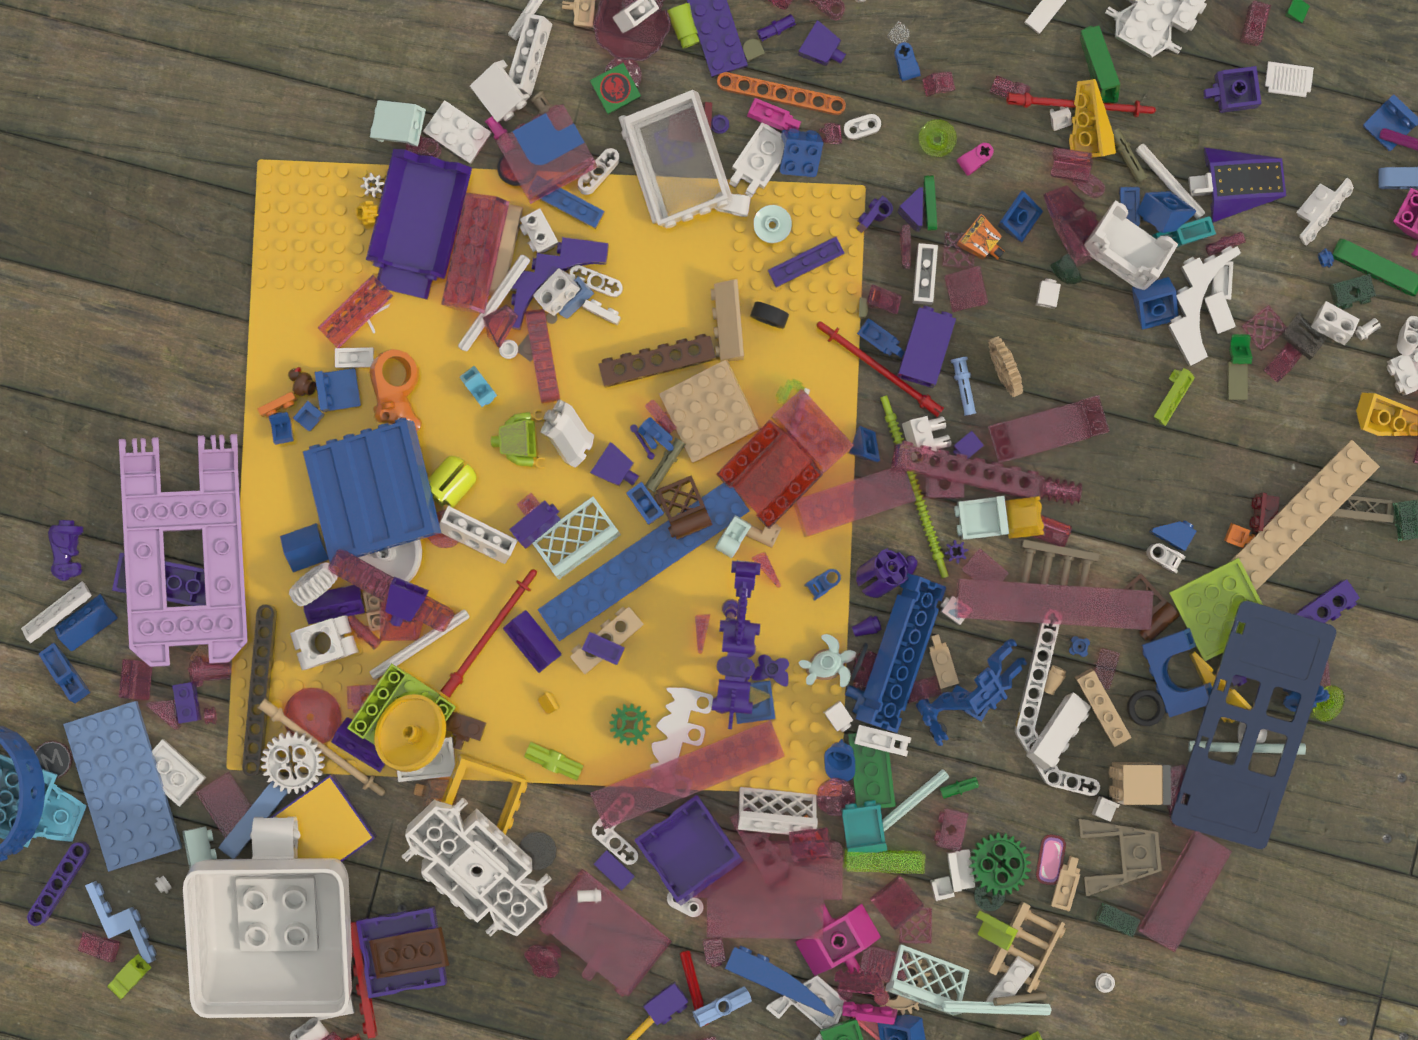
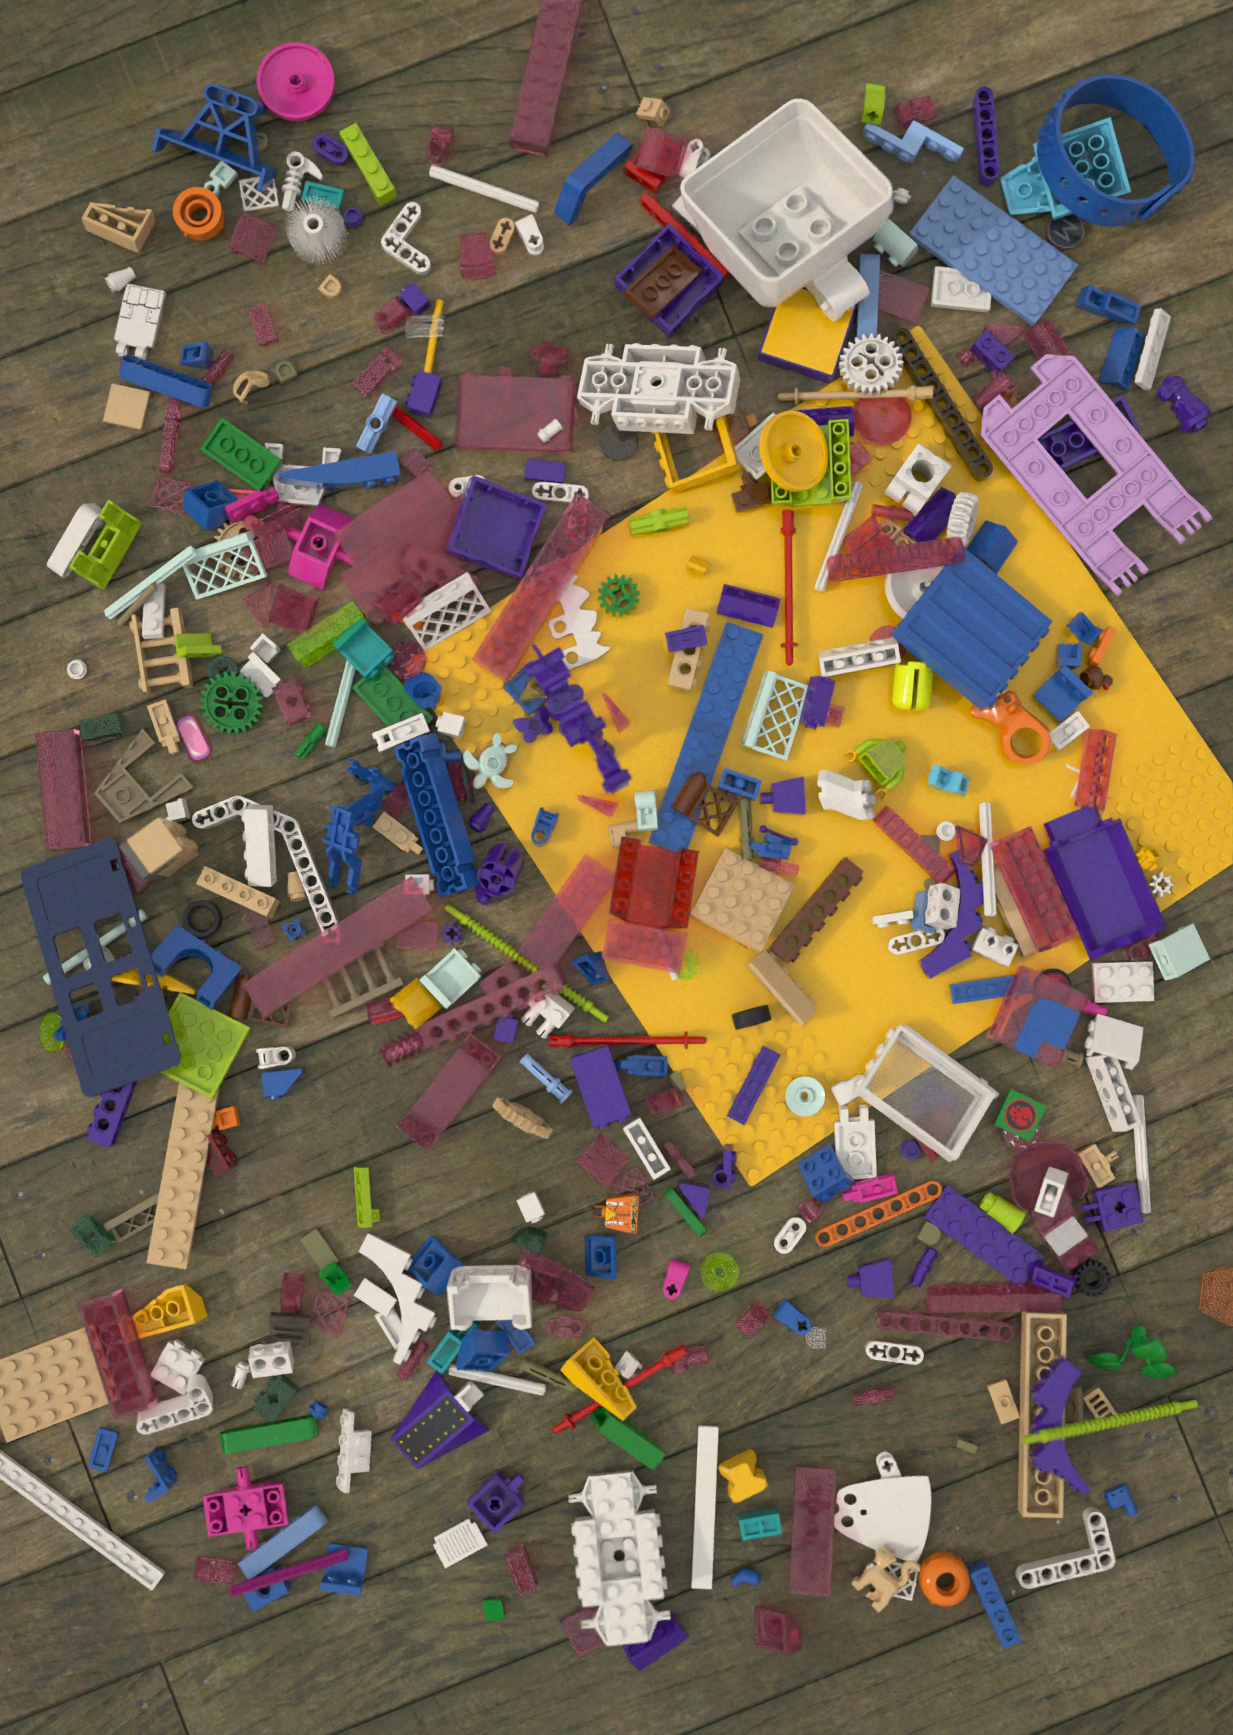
camera: 145 degrees right, 0 degrees up
(404, 600) = (880, 555): dark purple torso -> none
(598, 179) = (975, 1048): white beam -> none
(1071, 164) = (590, 1332): clear pink panel -> none

